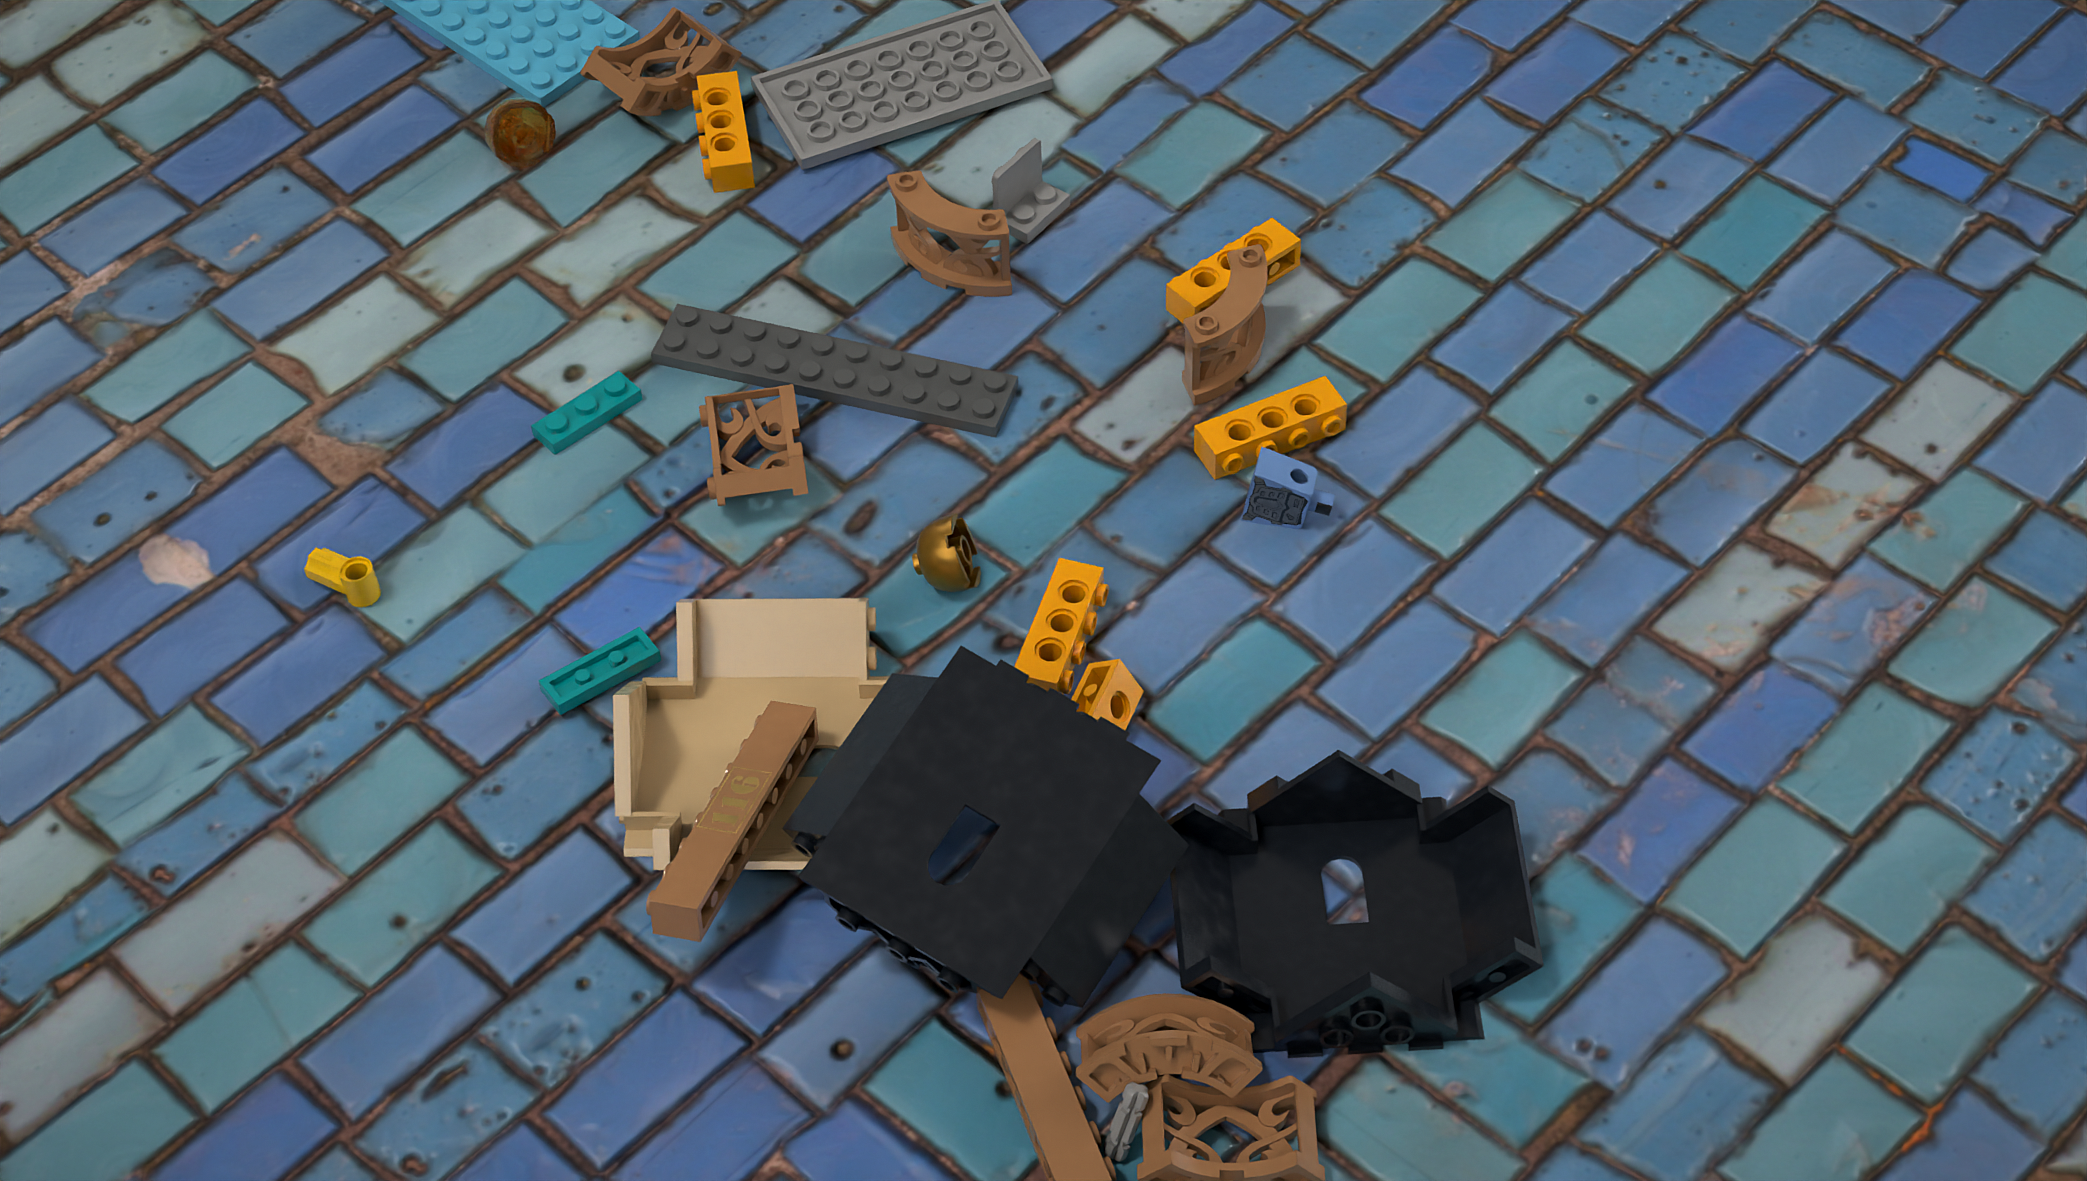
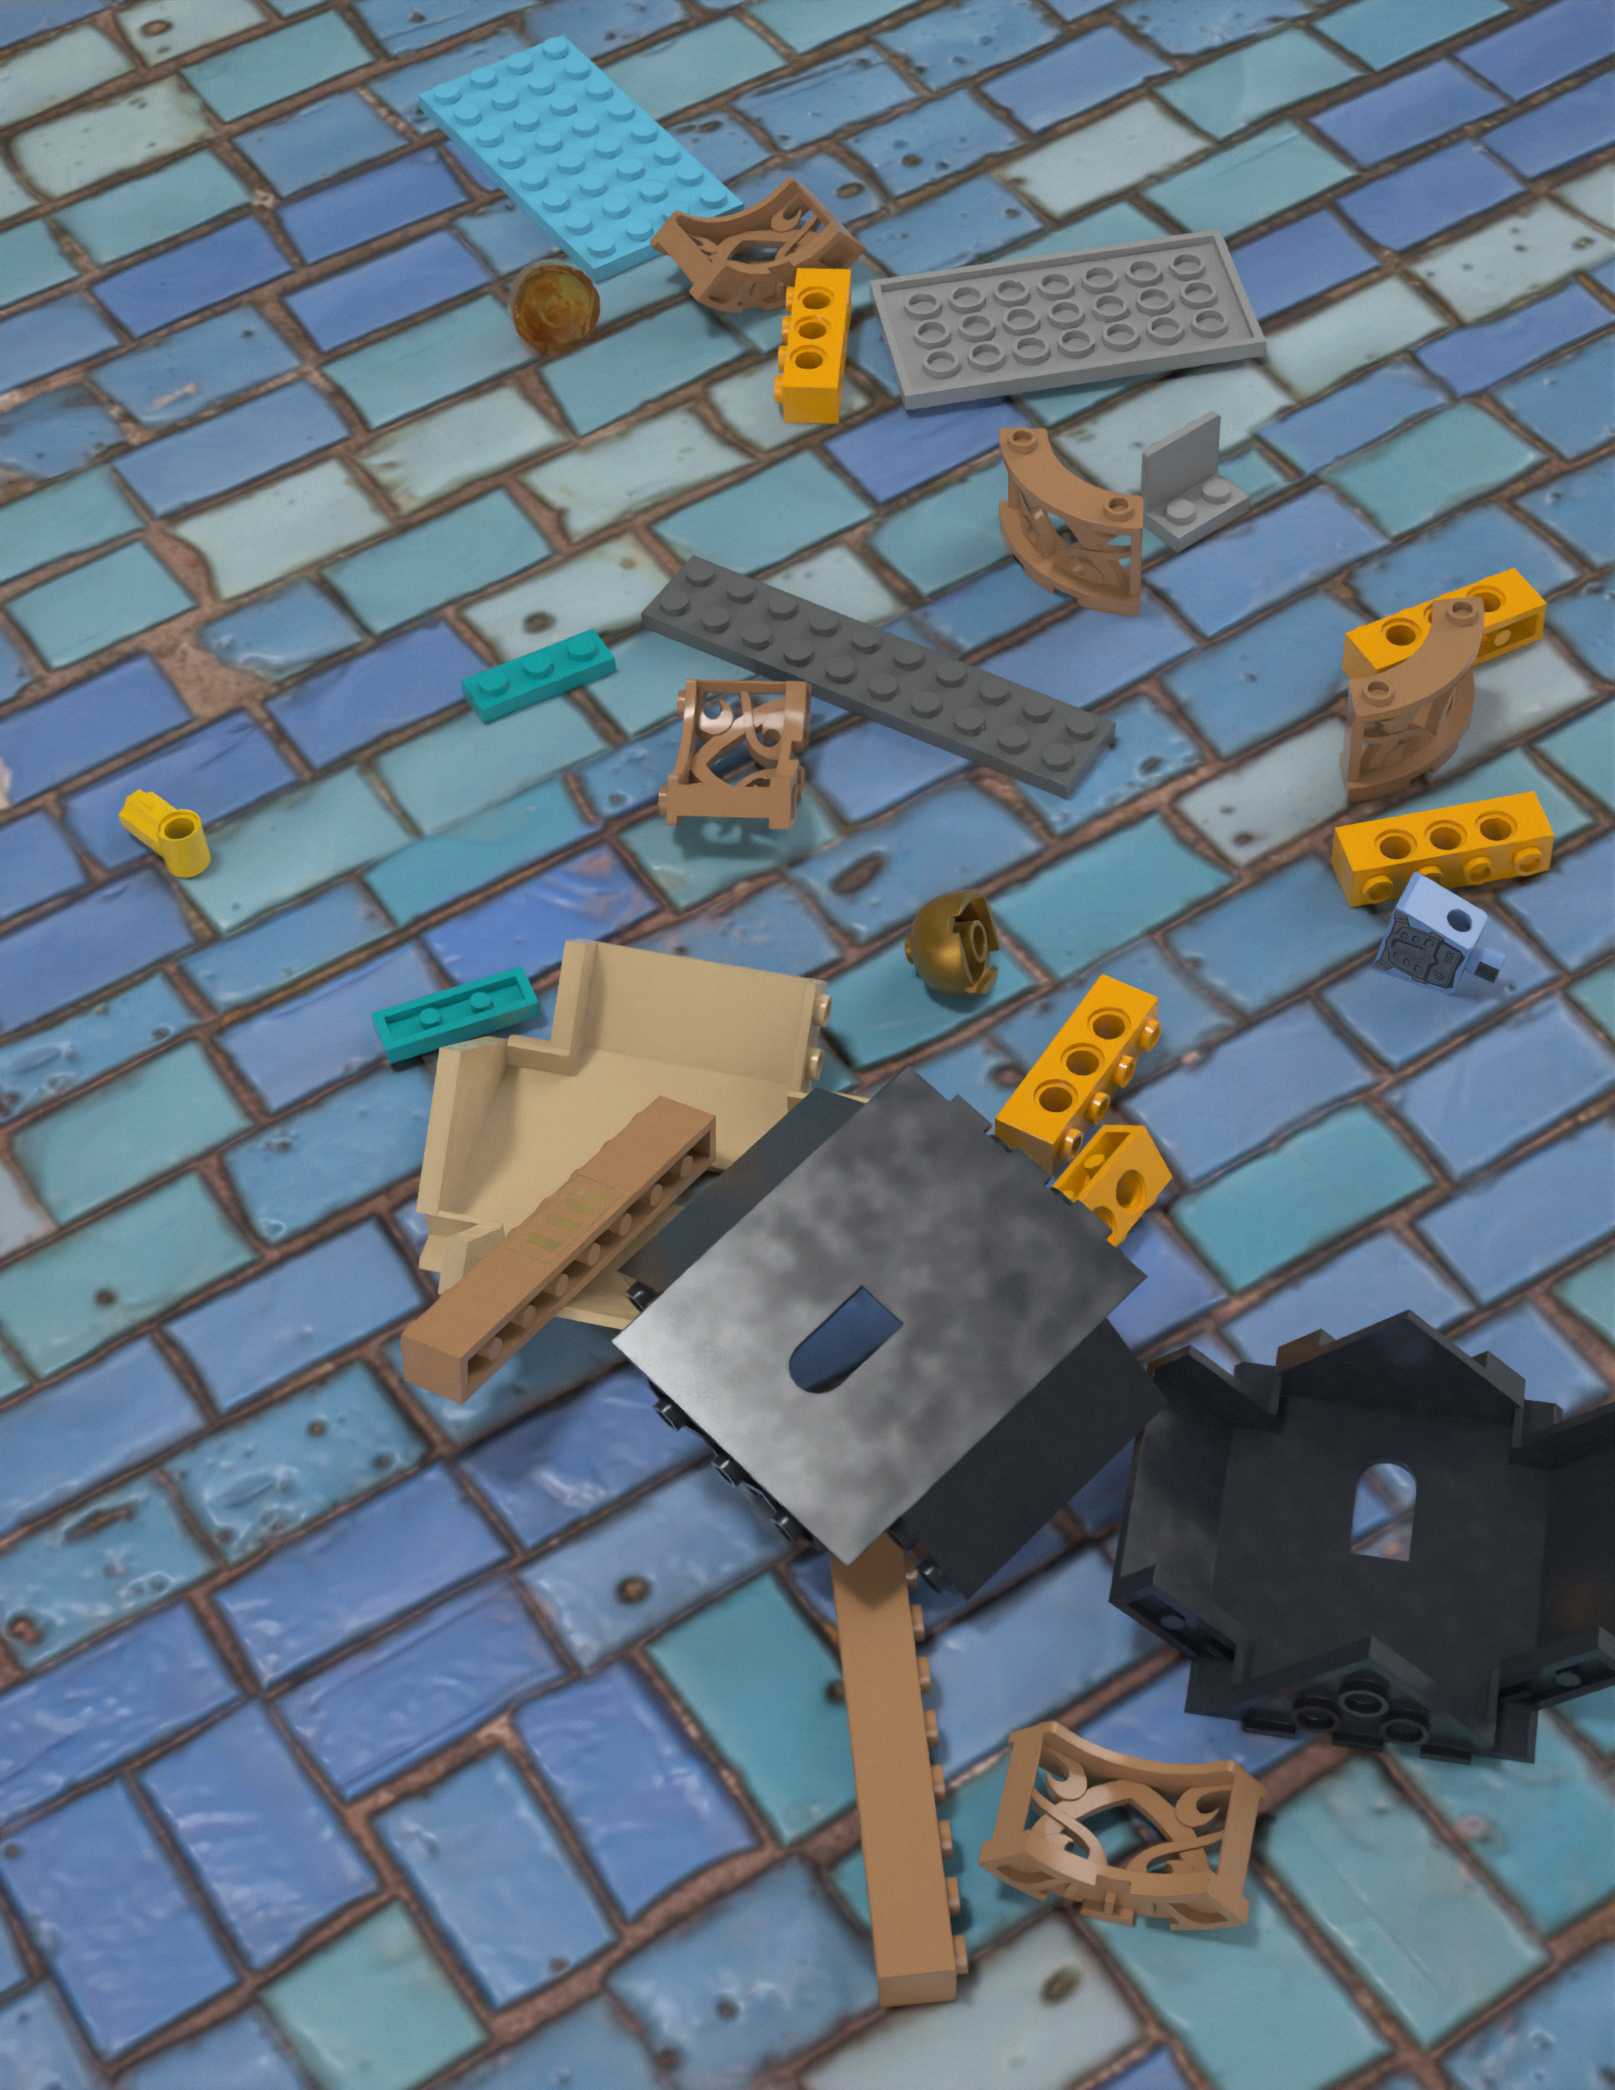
camera: 15 degrees right, 0 degrees up
(1126, 1121) = (984, 1776): light grey axle -> none
(1166, 1037) = (1071, 1669): medium nougat fence -> none

